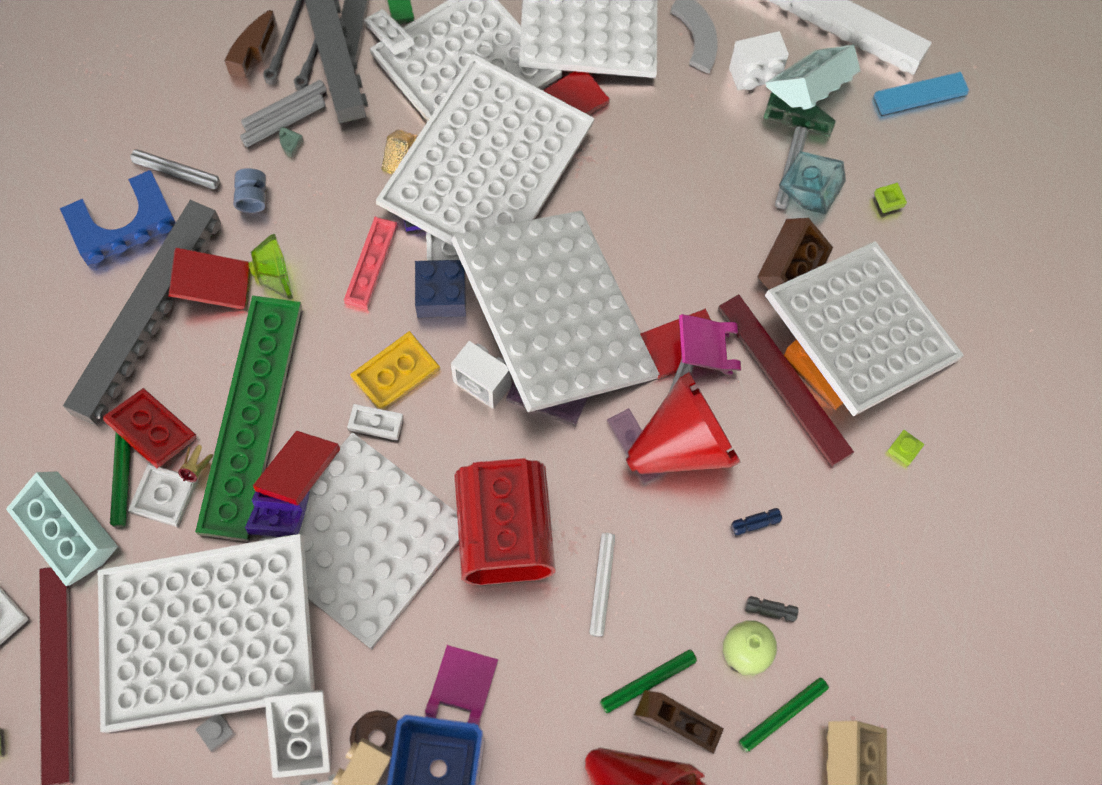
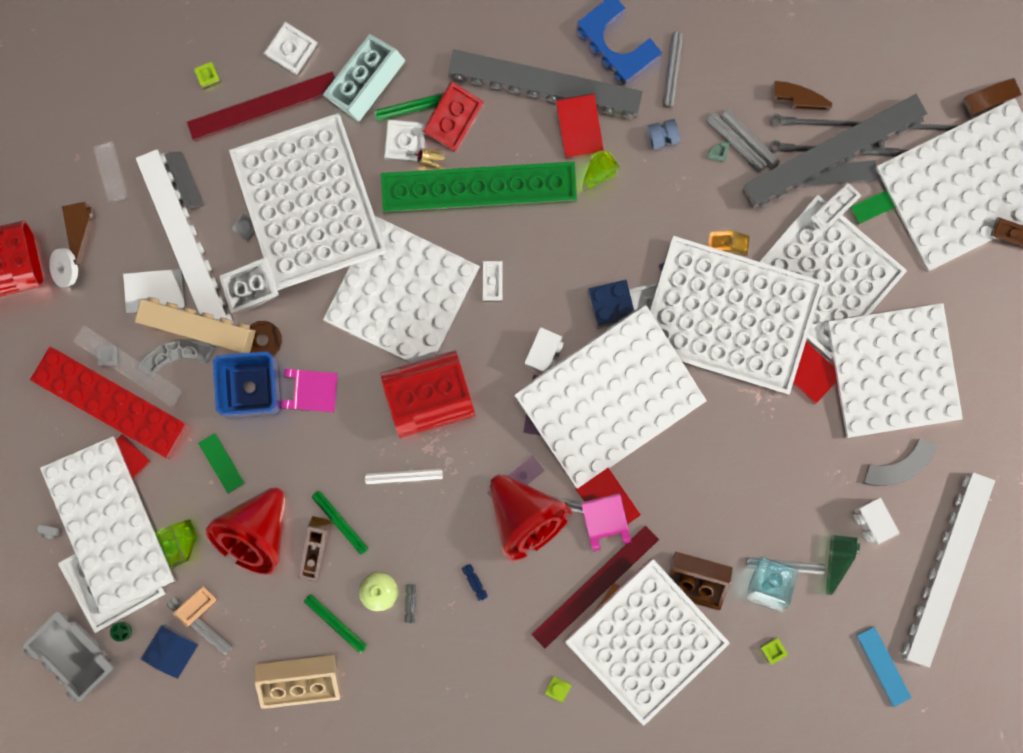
camera: 80 degrees right, 15 degrees up
(275, 516) = (408, 228): dark purple slope -> none
(296, 467) = (442, 233): red tile -> none
(371, 263) = (625, 244): coral tile -> none
(395, 371) = (537, 285): yellow tile -> none
(815, 76) = (870, 571): light aqua slope -> none

